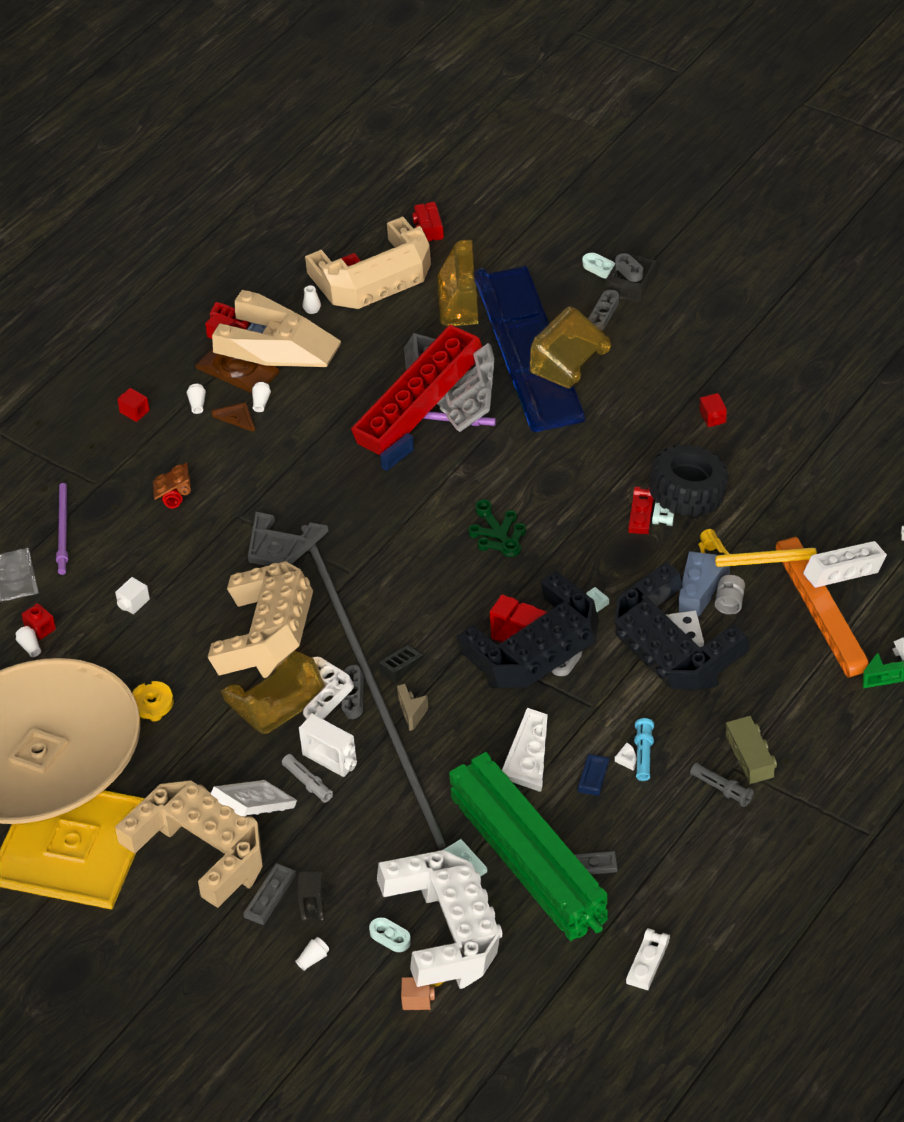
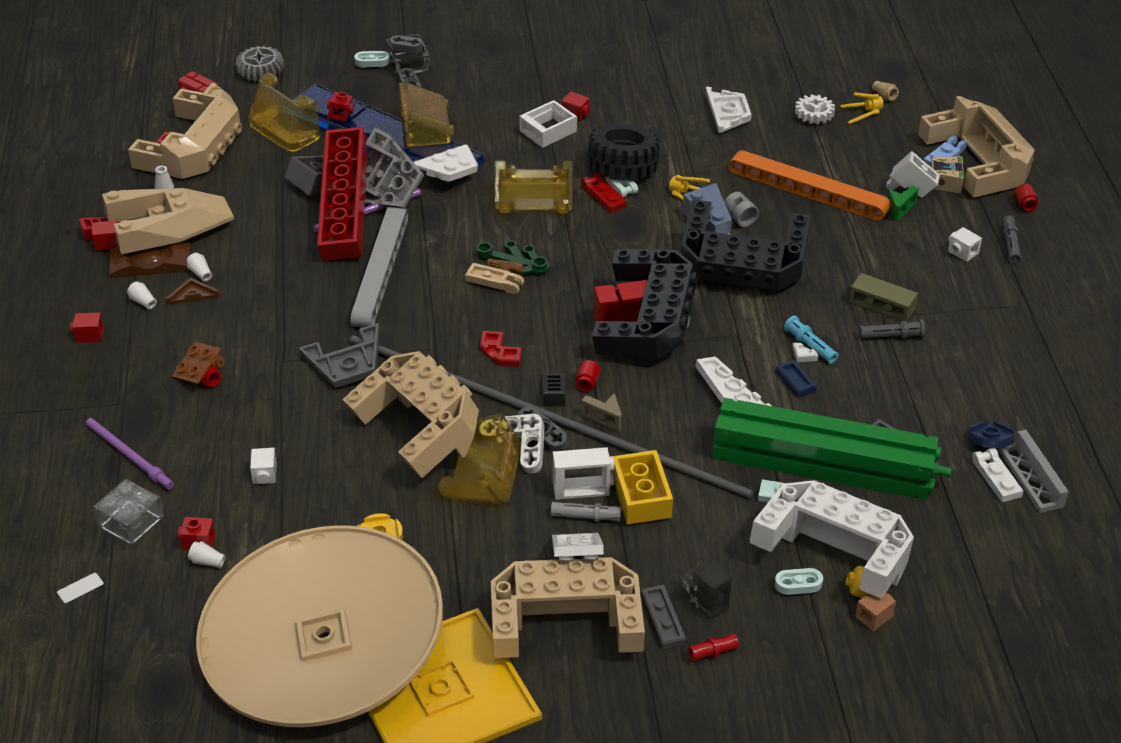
camera: 45 degrees left, 5 degrees down
(273, 939) = (713, 647): none -> red pin
(312, 953) = (758, 634): white cone -> none
(360, 785) = (642, 487): none -> yellow brick
(388, 475) = (379, 267): none -> light grey beam
(396, 600) = (492, 347): none -> red tile
(397, 452) = (368, 245): dark blue tile -> none
(433, 668) = (587, 375): none -> red brick
(462, 537) = (494, 278): none -> tan hinge
(481, 531) = (506, 265): none -> clear orange pin
(501, 221) = (259, 61): none -> light grey gear
(509, 303) = (340, 106): none -> red brick
(536, 410) = (449, 164): none -> white wing
(580, 472) = (533, 188): none -> clear yellow windscreen
(670, 402) = (531, 123): none -> white window
(680, 981) = (1040, 472): none -> light grey fence
(682, 923) = (991, 436): none -> dark blue tile
(764, 557) = (742, 169): yellow axle -> none
(844, 564) = (799, 147): white brick -> none
(846, 488) = (728, 109): none -> white wing
(885, 745) = (964, 244): none -> white brick

